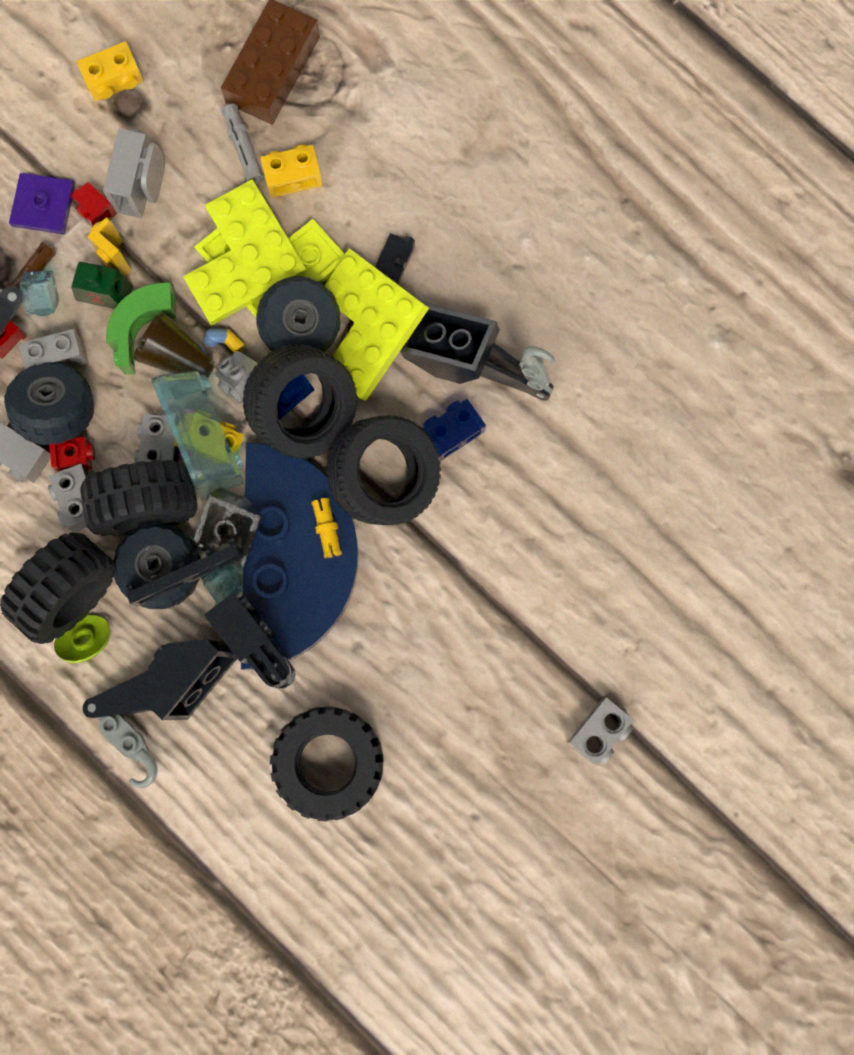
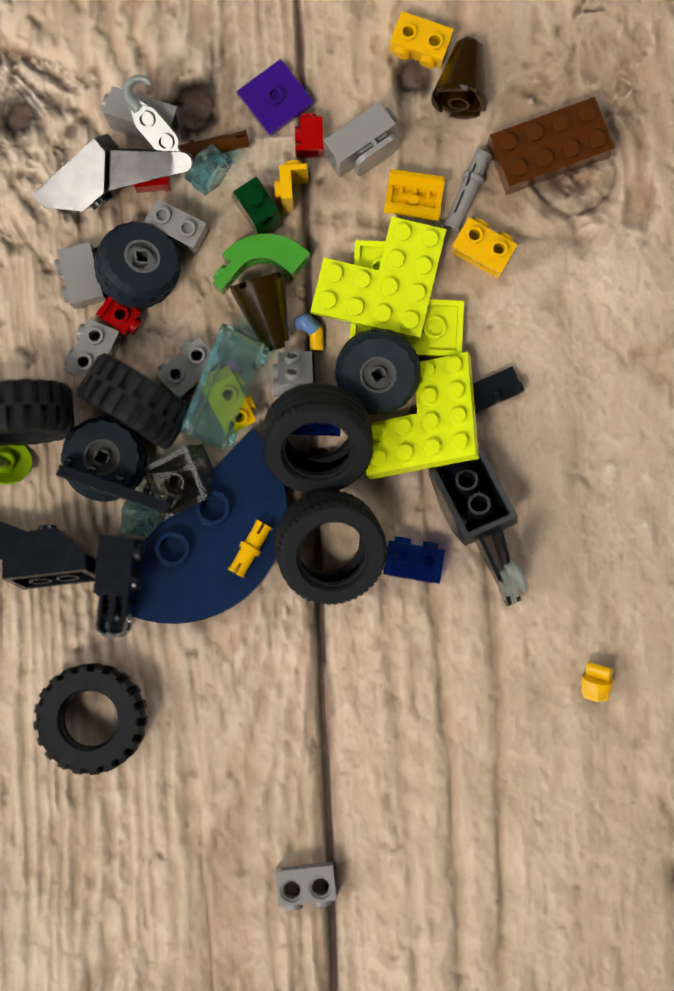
camera: 45 degrees right, 5 degrees up
(168, 73) = (462, 81): none -> dark brown cone
(206, 178) = (414, 194): none -> yellow bracket
(661, 392) = (597, 682): none -> yellow piece

